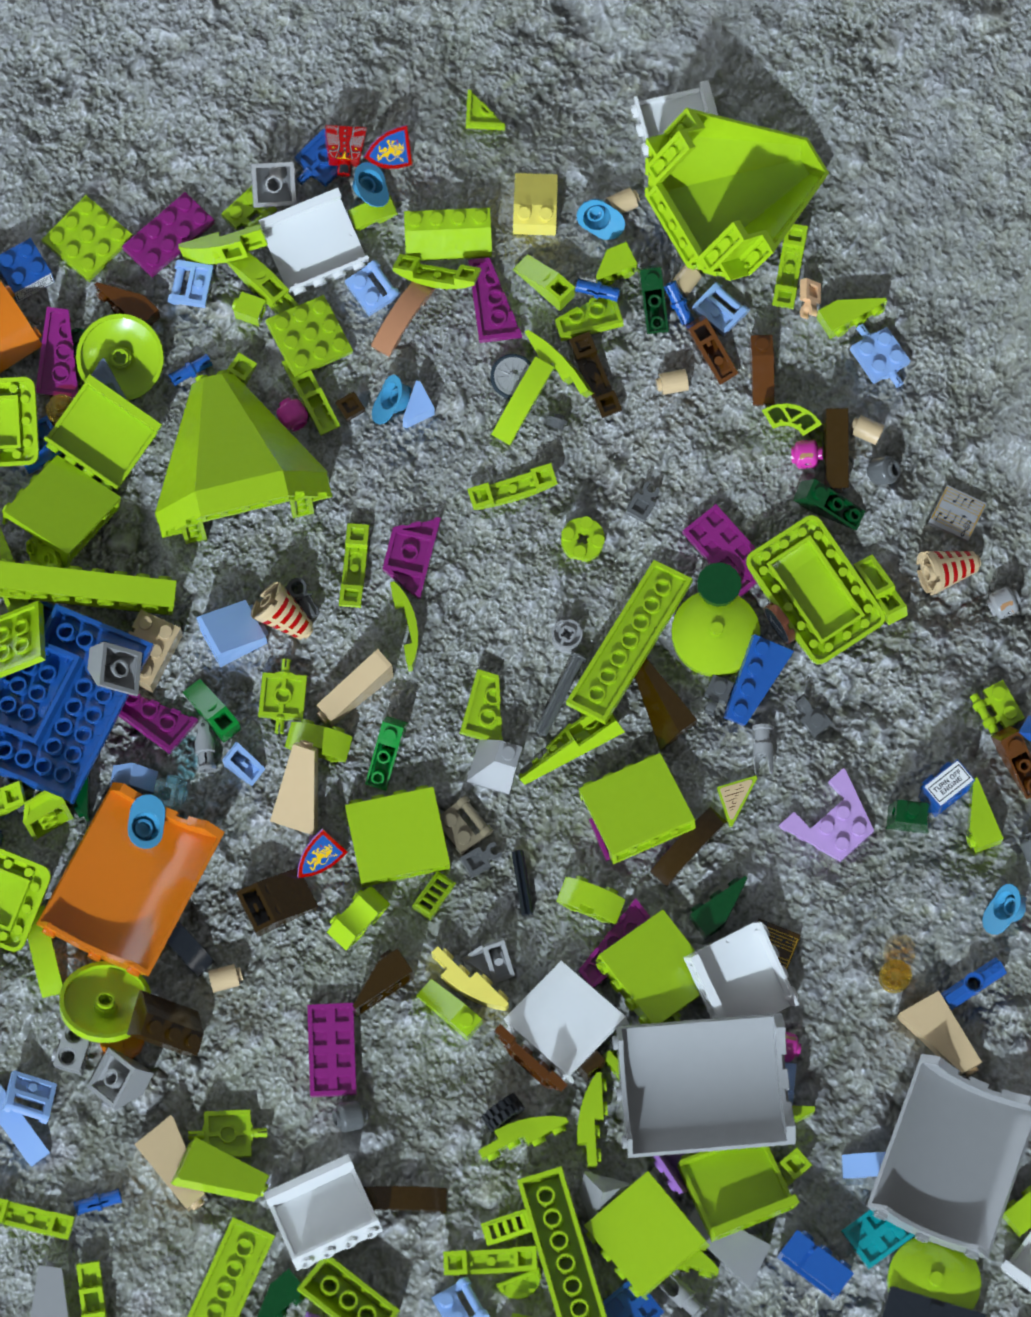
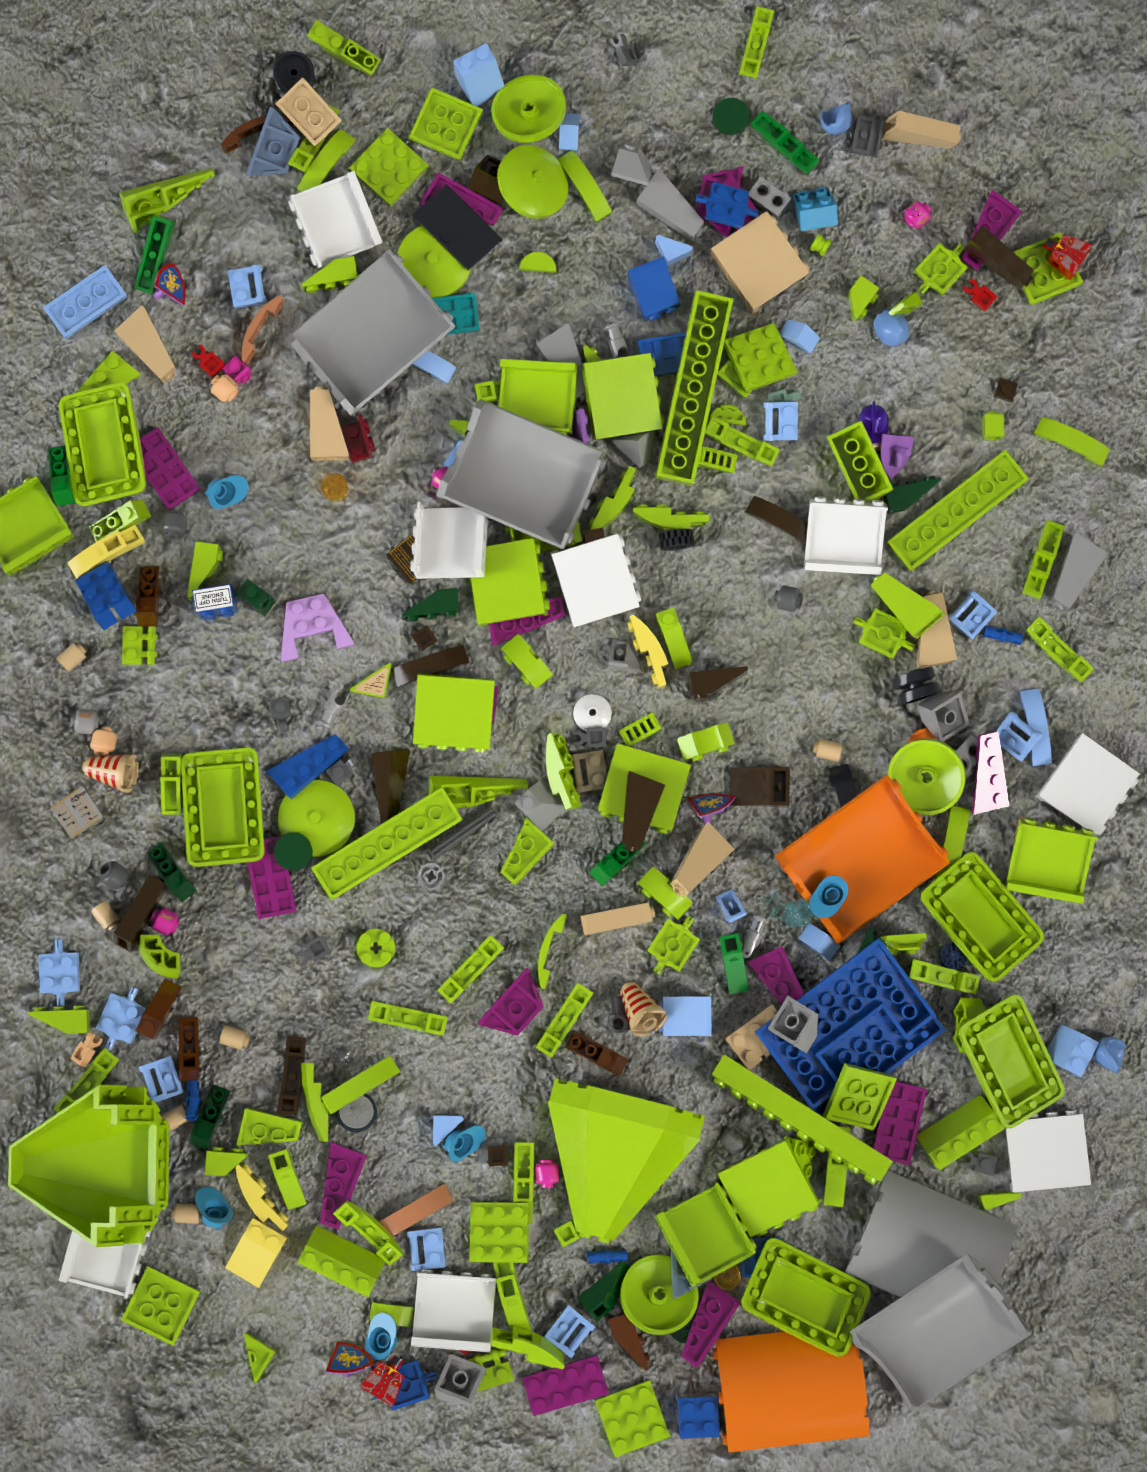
camera: 155 degrees left, 10 degrees up
(38, 1039) = (990, 780): none -> wing
(135, 1203) = (976, 619): none -> light blue plate
(164, 1091) = (915, 682): none -> black wheel
(166, 1024) = (890, 733): dark brown slope -> none
(174, 331) = (604, 1293): none -> dark green slope
(249, 308) = (534, 1283): lime brick -> none
(303, 551) = (596, 1053): none -> reddish brown slope
(331, 1050) = (776, 654): magenta plate -> none
(391, 811) = (640, 805): none -> dark brown slope
(476, 565) = (470, 969): none -> lime slope
(497, 808) = (558, 766): none -> lime slope
(497, 898) = (584, 705): none -> white dish
(522, 883) = (569, 704): black axle -> none
(523, 1056) = (639, 569): reddish brown wing -> none
(569, 252) = (253, 1191): none -> light yellow slope
(597, 290) = (250, 1146): blue pin -> none
(598, 110) = (161, 1305): none -> lime plate
(710, 869) = (424, 638): none -> dark brown plate
(779, 622) = (264, 795): tile -> none
(794, 345) = (121, 1018): none -> light blue plate
(816, 1264) = (511, 313): blue piece -> none
(899, 1040) = (357, 440): none -> dark red bracket
(973, 593) = (103, 741): none -> light nougat head
(984, 976) = (268, 452): blue piece -> none

